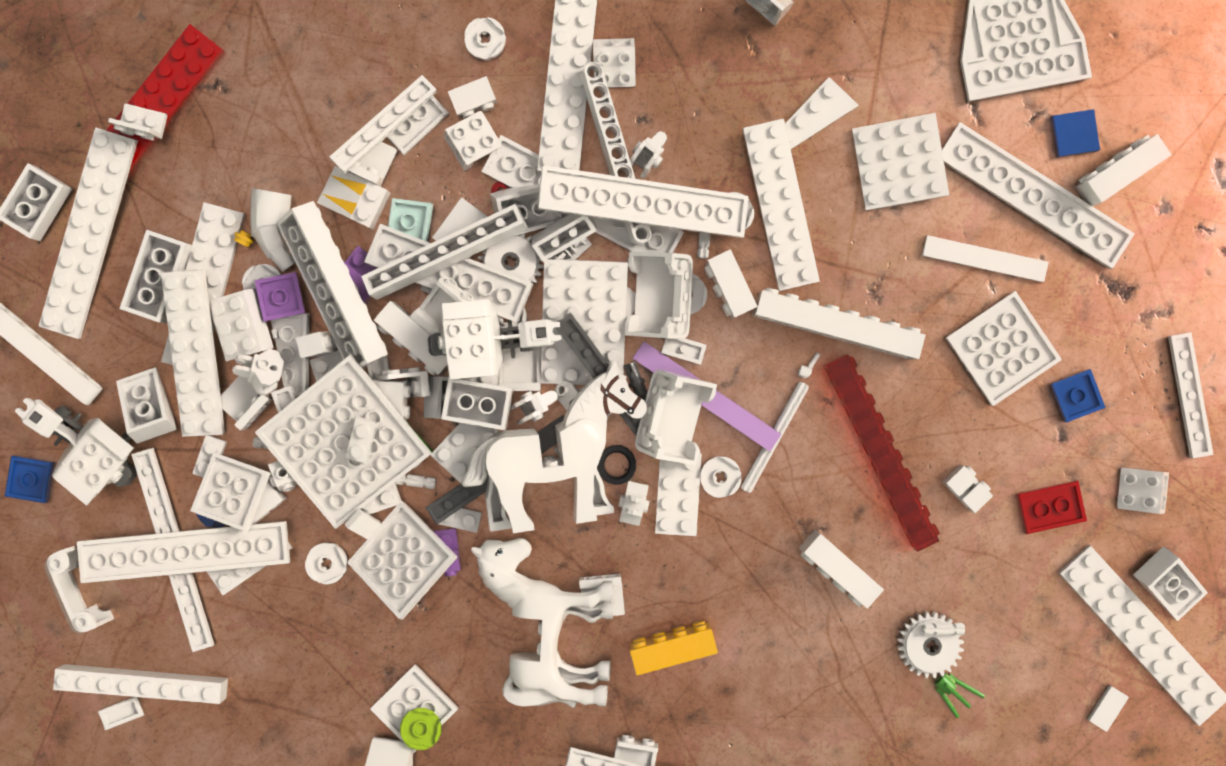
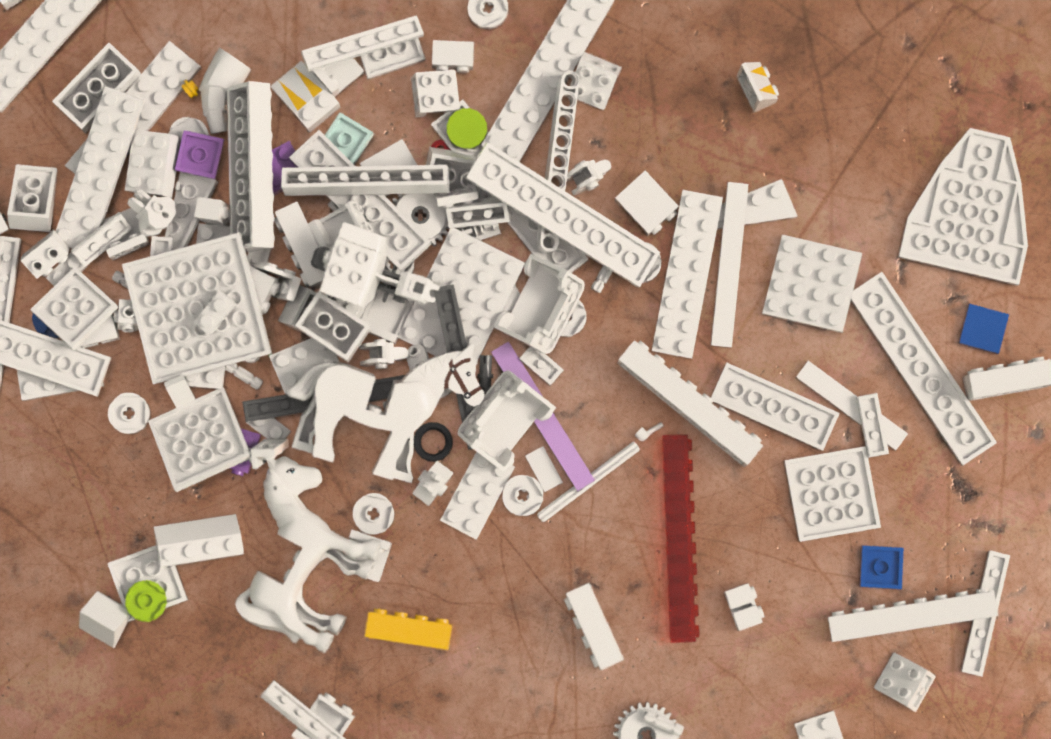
camera: 20 degrees right, 5 degrees down
(181, 453) = (45, 255): none -> white brick
(226, 415) = (101, 239): none -> white tile
(443, 652) = (198, 540): none -> white slope
(469, 543) = (267, 450): none -> white bracket
(516, 160) = (466, 128): none -> lime tile
(541, 225) = (465, 195): none -> white plate
(585, 564) = (363, 520): none -> white plate
(715, 155) = (647, 203): none -> white panel
(728, 443) = (543, 469): none -> white tile
(730, 284) = (608, 324): white brick -> none
(816, 178) = (729, 264): none -> white tile
(915, 291) = (774, 406): none -> white plate
(1013, 268) = (872, 425): none -> white tile
(1051, 507) = (813, 660): red tile -> none
(1127, 428) = (912, 616): none -> white brick

